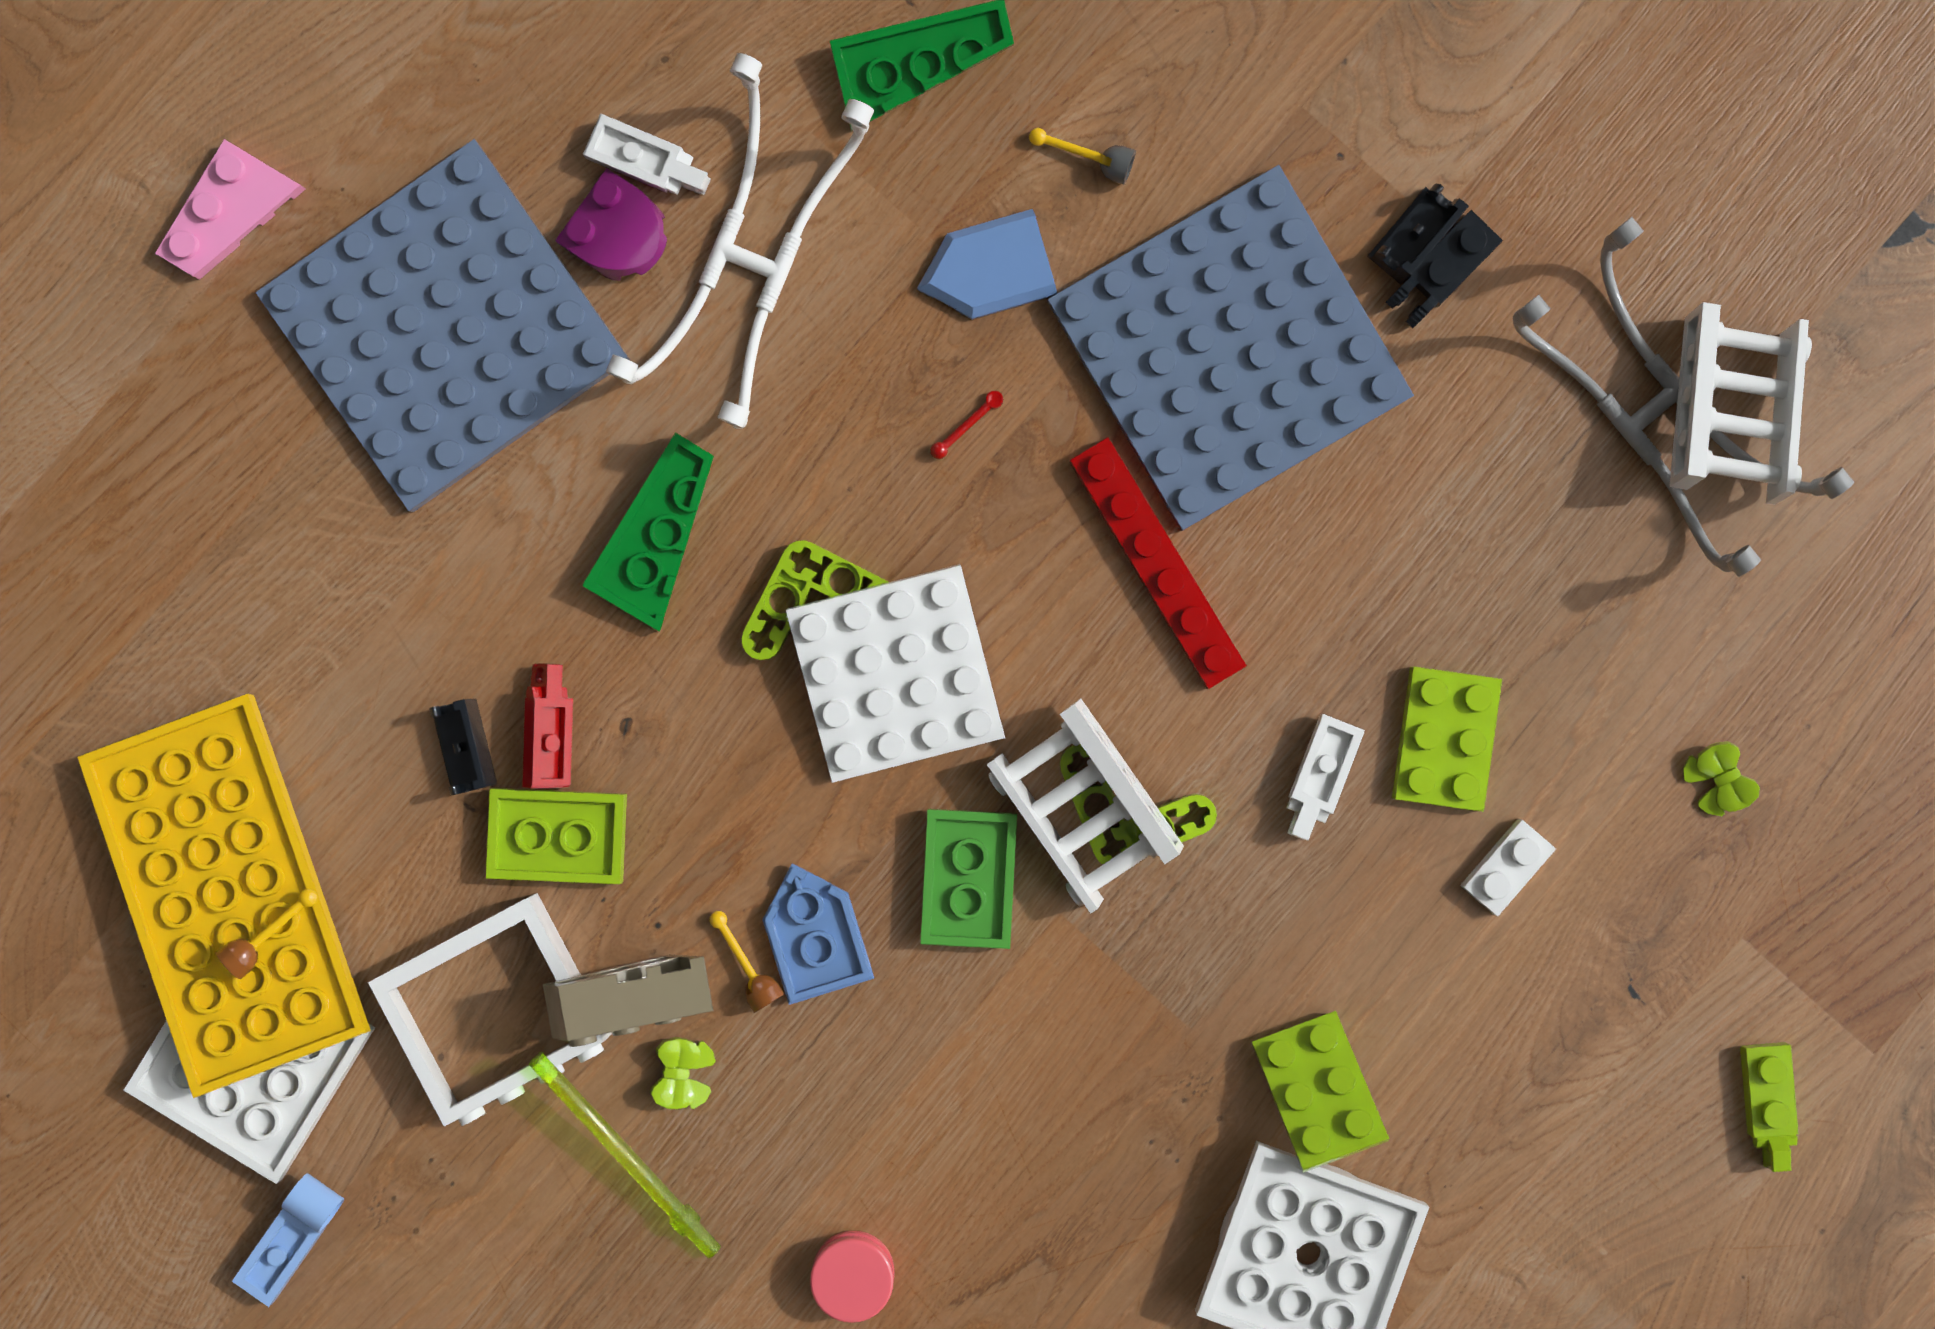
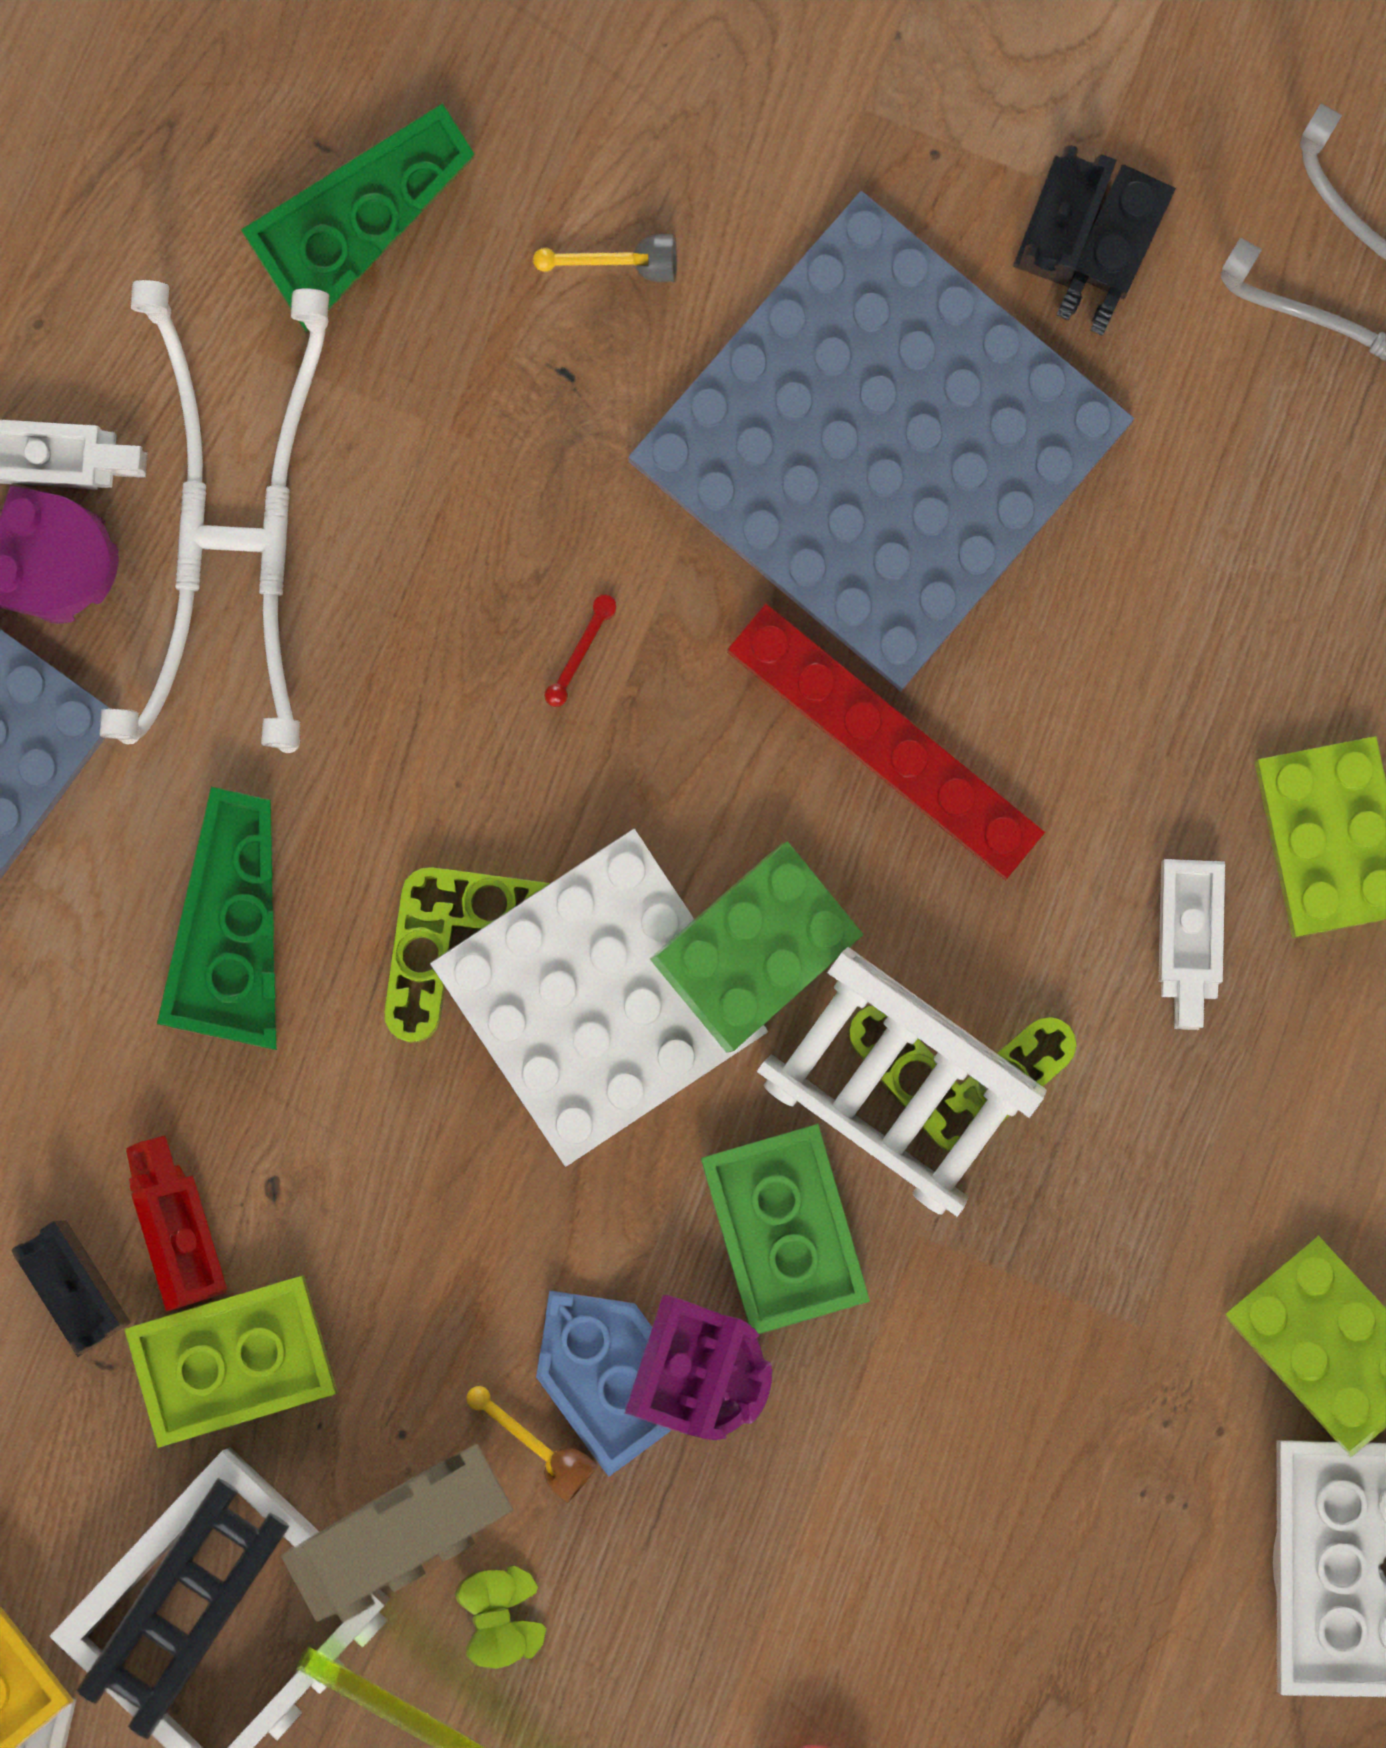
camera: 10 degrees left, 5 degrees down
(436, 995) = (191, 1647): none -> black bar
(875, 958) = (700, 1372): none -> magenta slope
(991, 267) = (542, 442): medium blue tile -> none
(1017, 677) = (756, 947): none -> bright green plate

